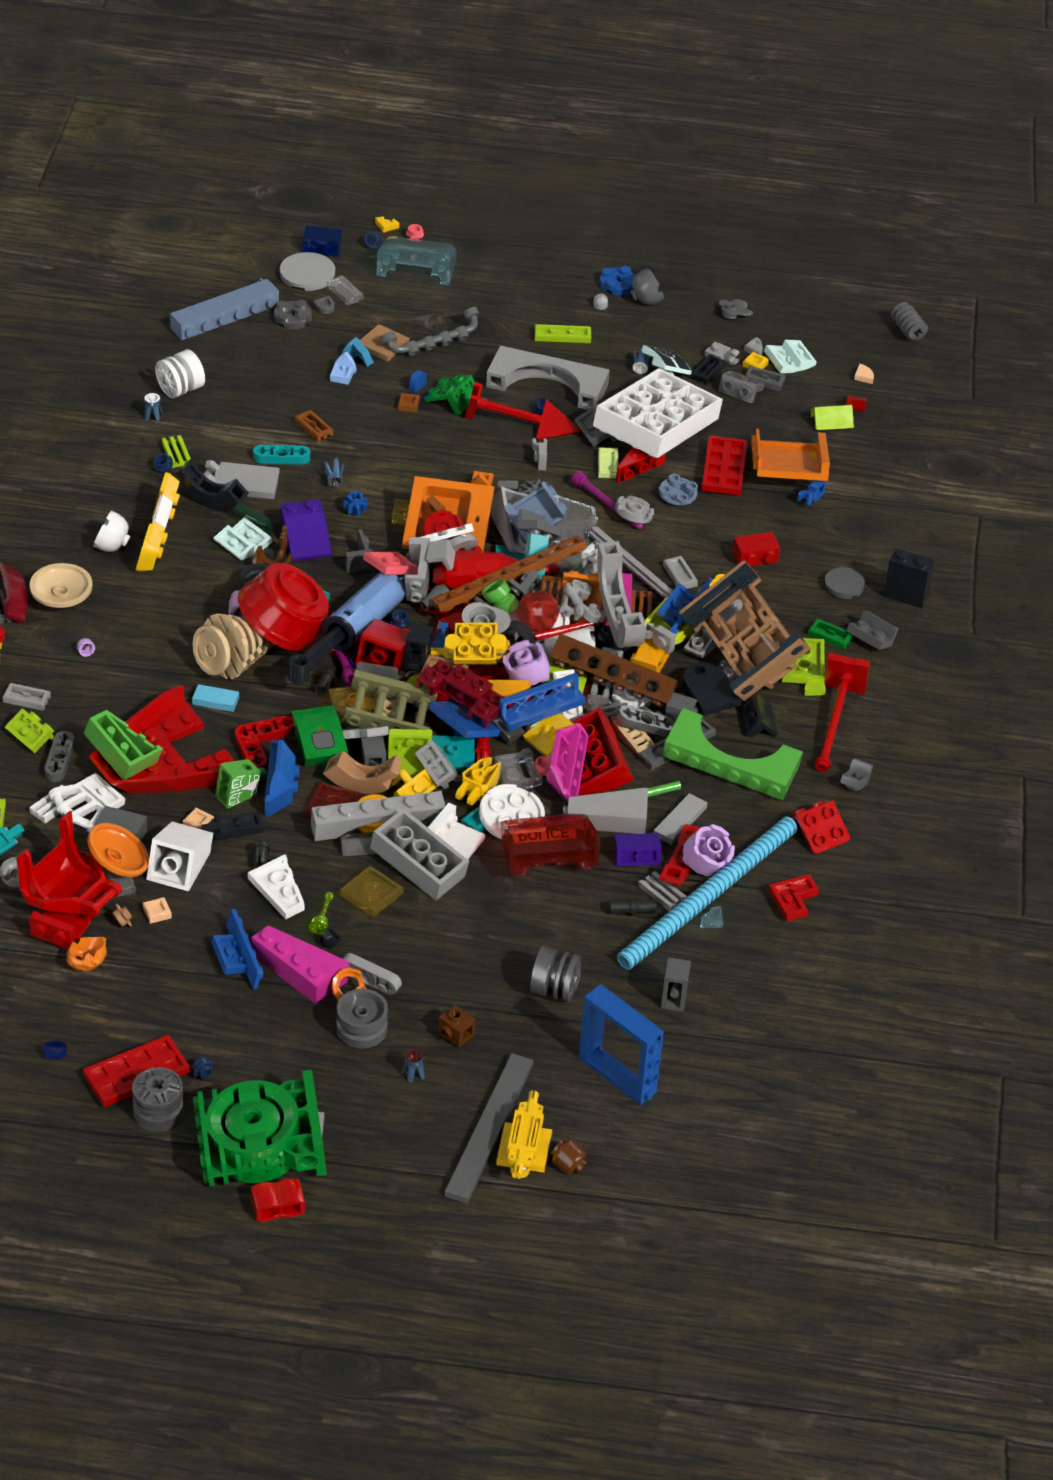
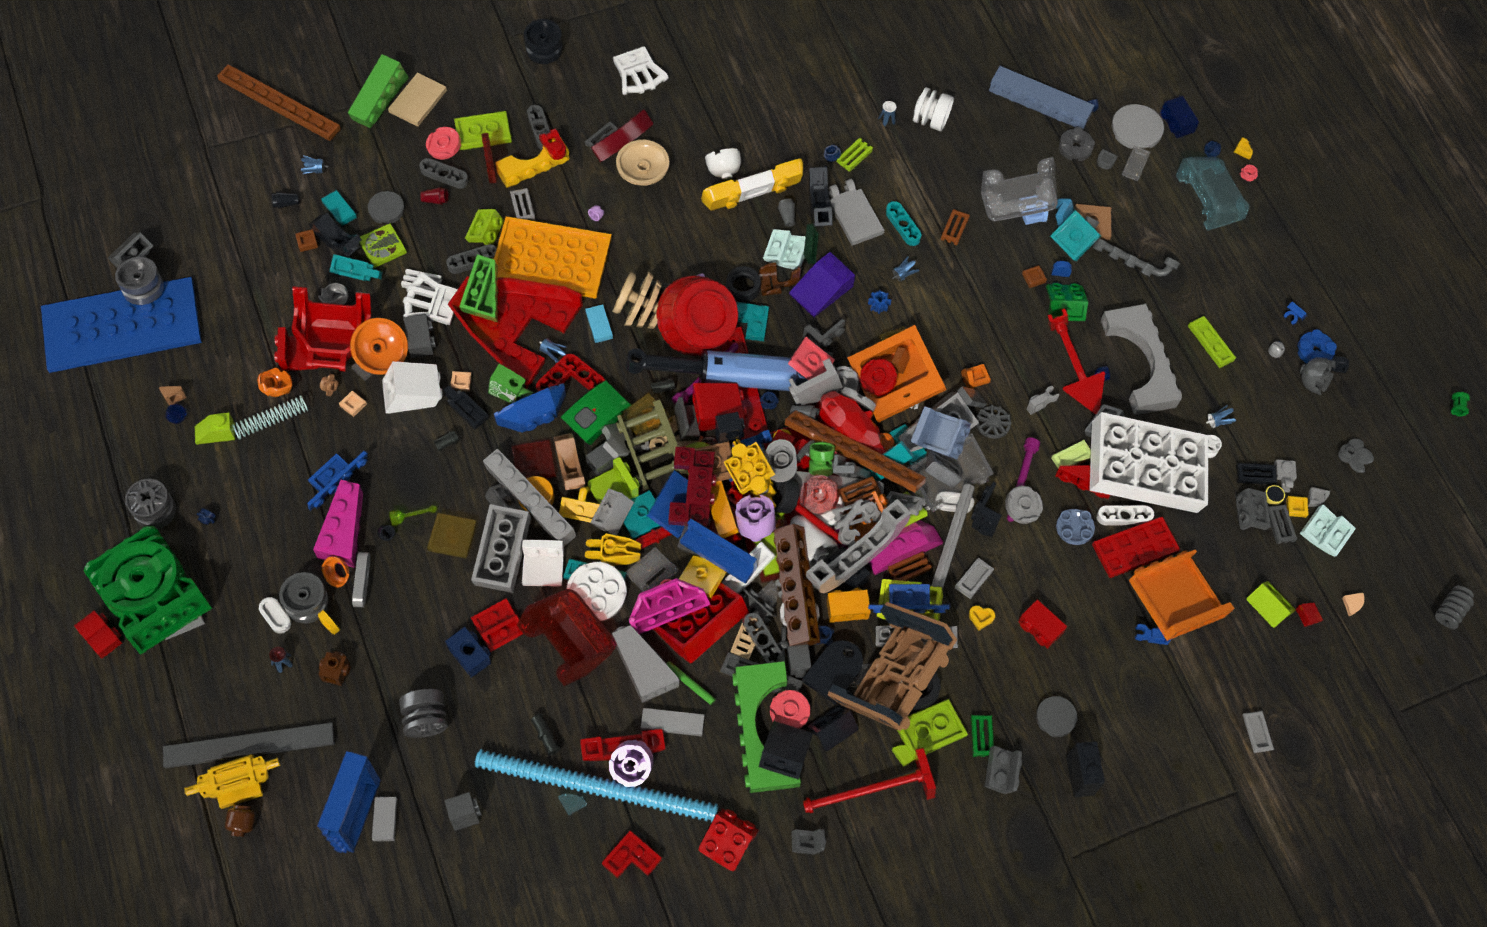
camera: 60 degrees right, 20 degrees up
(28, 1043) = (172, 394): none -> medium nougat slope
(102, 1022) = (215, 429): none -> lime slope
(114, 1077) = (181, 475): red plate -> none
(117, 683) = (552, 255): none -> light orange plate
(123, 976) = (273, 420): none -> light aqua piece
(203, 519) = (787, 211): none -> dark grey cone
(217, 739) = (548, 346): none -> flat silver piece
(278, 886) = (419, 470): white wing -> none
(324, 361) = (1021, 194): none -> clear windscreen
(357, 1057) = (275, 615): none -> white tile
(393, 354) = (1075, 235): none -> teal tile
(398, 1016) = (328, 622): none -> yellow tile
(441, 551) = (827, 391): light grey panel -> none
(453, 532) = (860, 381): white wing -> none
(494, 897) = (497, 625): none -> red slope
(509, 925) = (473, 662): none -> dark blue brick
(536, 524) = (919, 441): dark grey bracket -> none
(576, 271) = (1296, 311): none -> blue tile
(630, 532) = (984, 518): none -> black bracket
(630, 1050) = (384, 819): none -> light grey tile
(637, 849) = (612, 705): dark purple hinge -> none
(661, 637) = (858, 604): light grey plate -> none
(665, 890) = (585, 732): light grey tile -> none
(667, 359) = (1233, 436): slope -> none
(689, 465) = (1132, 510): none -> white beam
(725, 736) = (790, 709): none -> coral tile
(733, 231) = (1460, 404): none -> green bush
(736, 366) = (1275, 495): none -> black tile
(769, 743) = (785, 750): none -> black panel
(937, 478) = (1258, 731): none -> light grey tile

